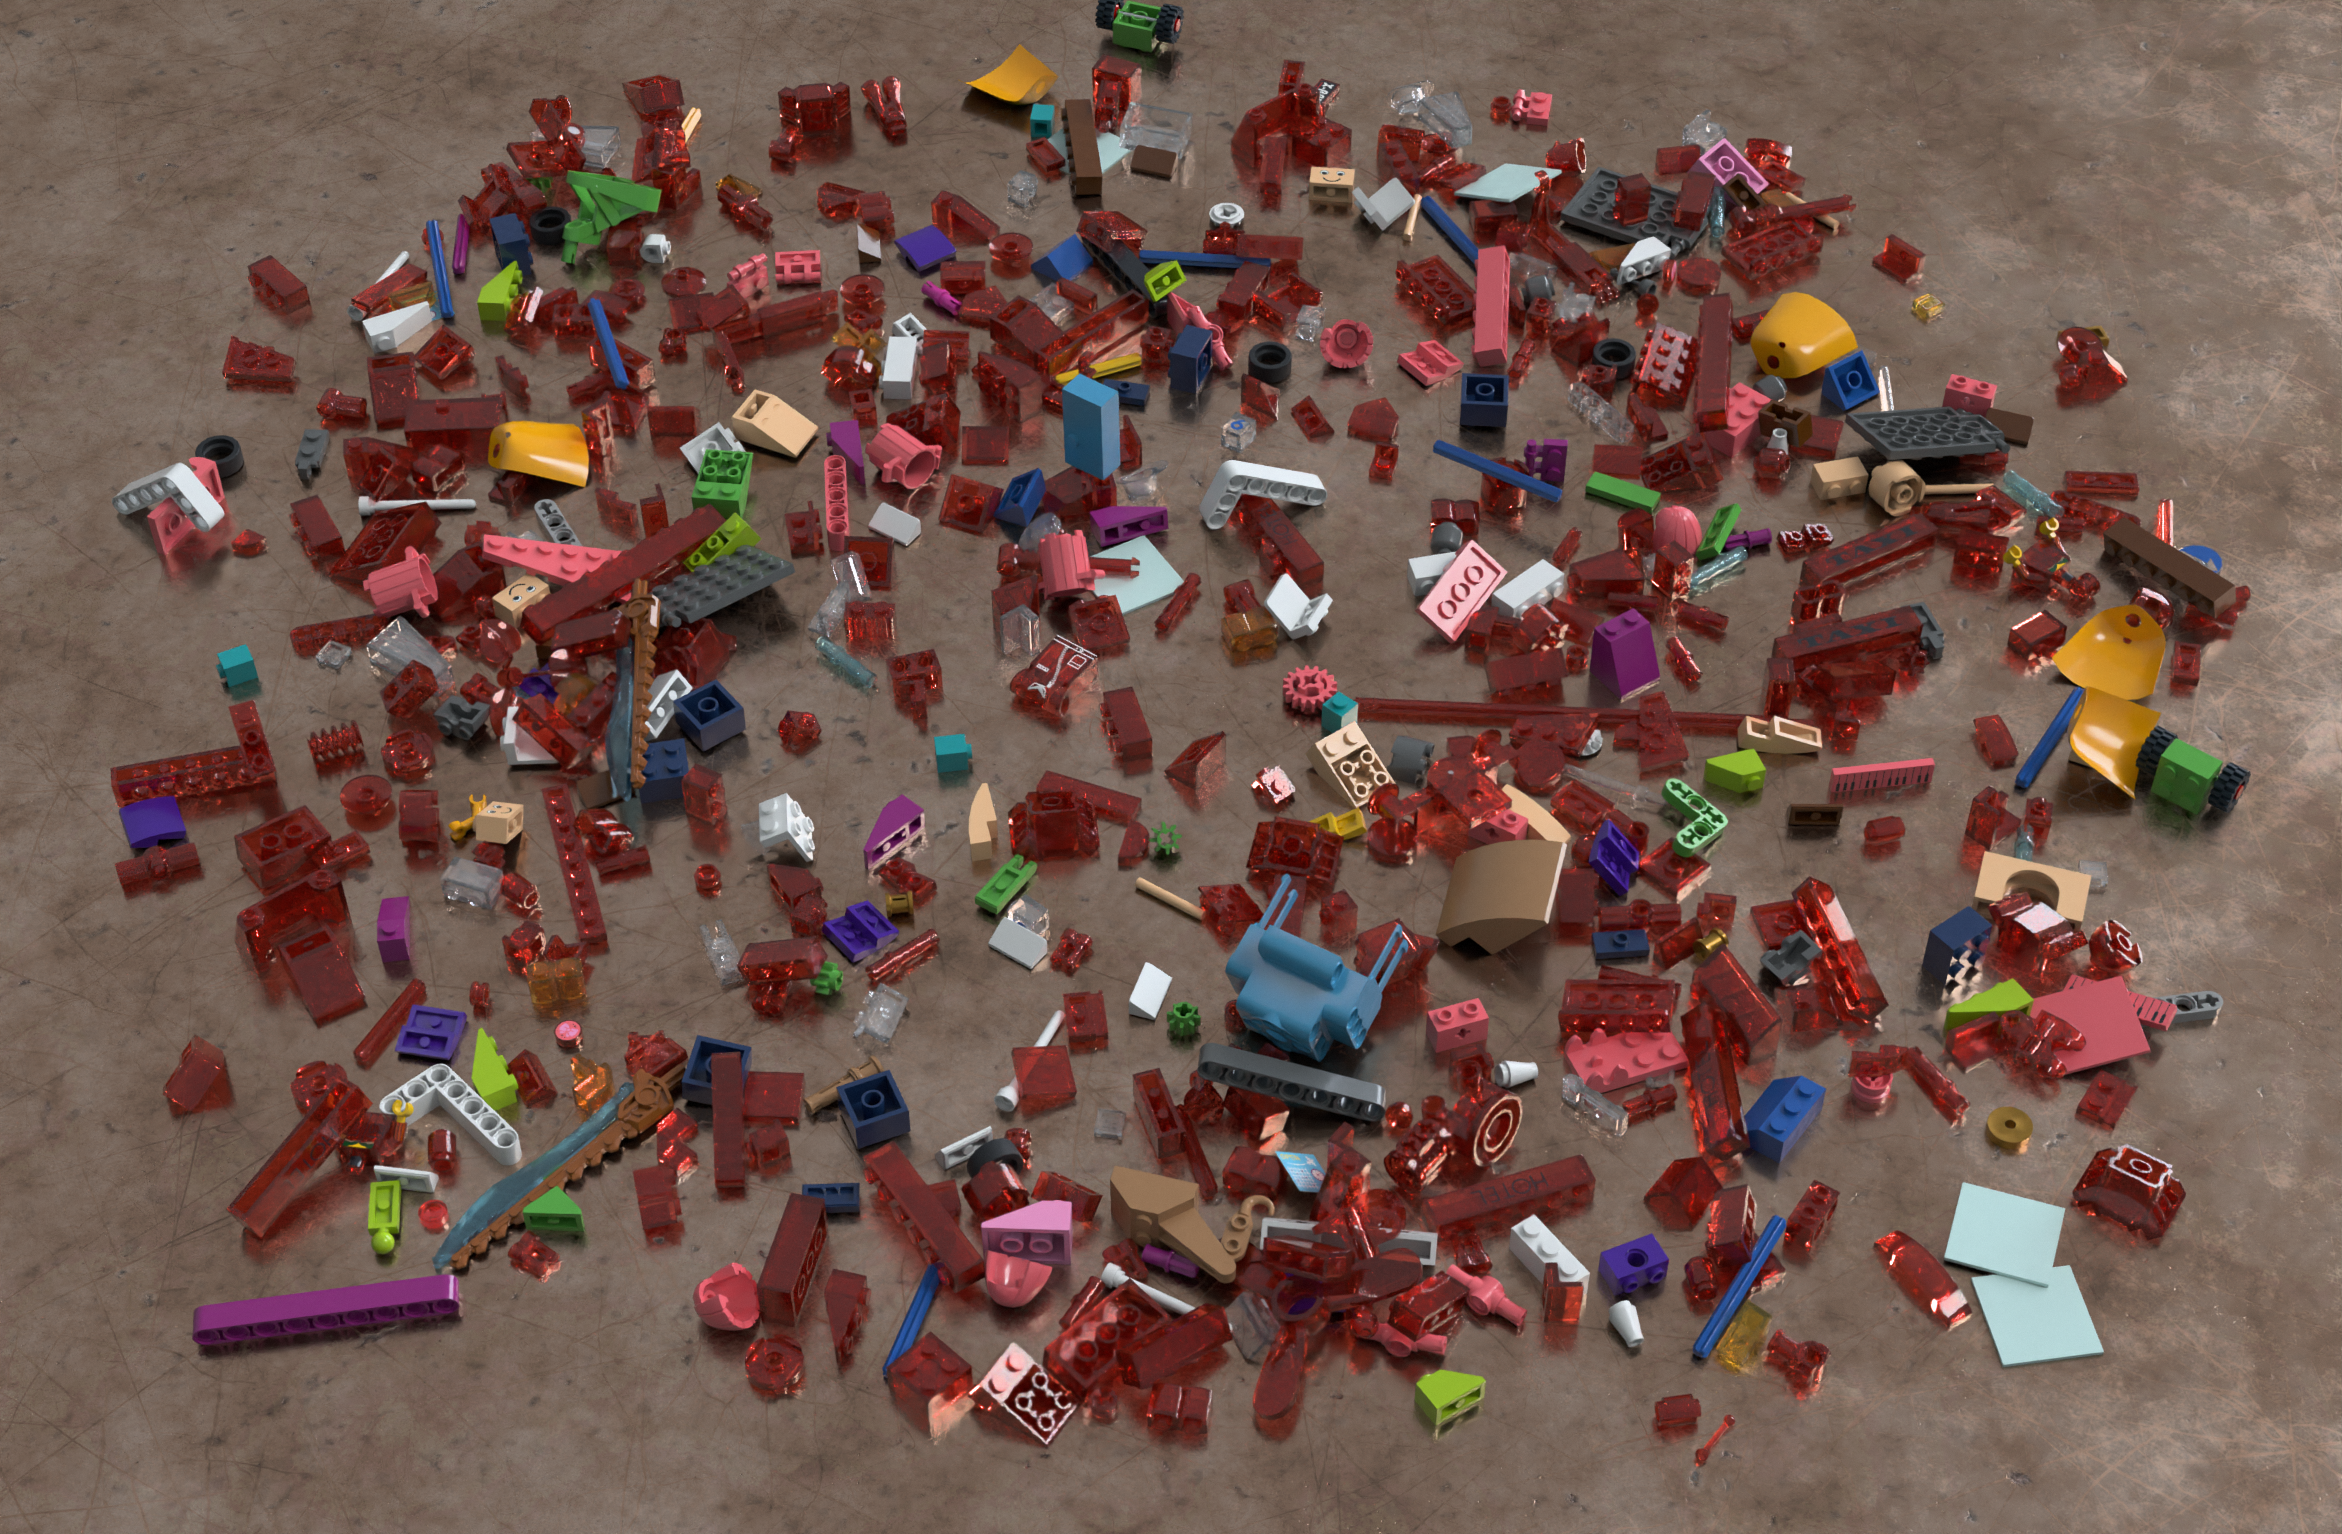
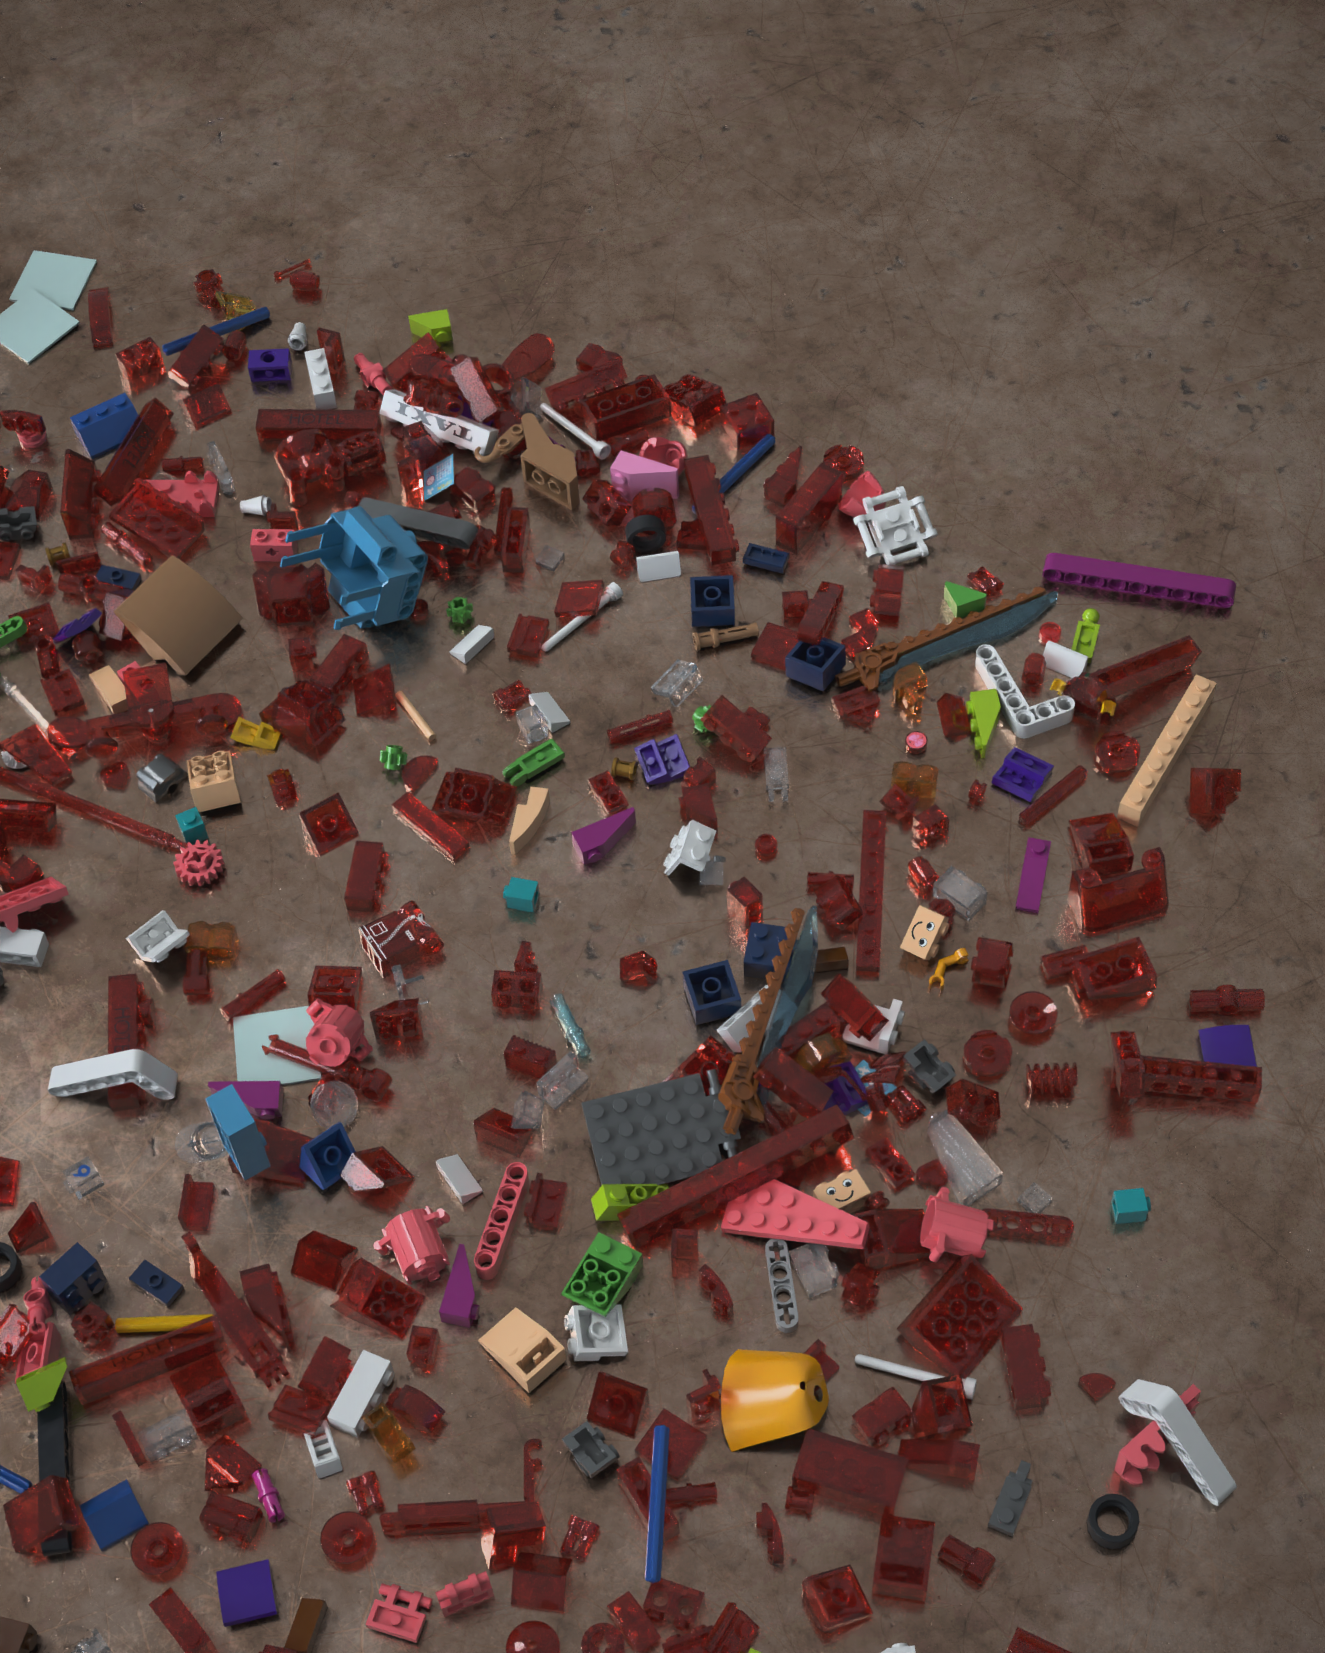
camera: 155 degrees left, 10 degrees up
(256, 1100) = (1166, 750): none -> light nougat brick
(668, 1268) = (895, 527): none -> white brick
(681, 382) = (589, 1450): none -> dark grey cylinder

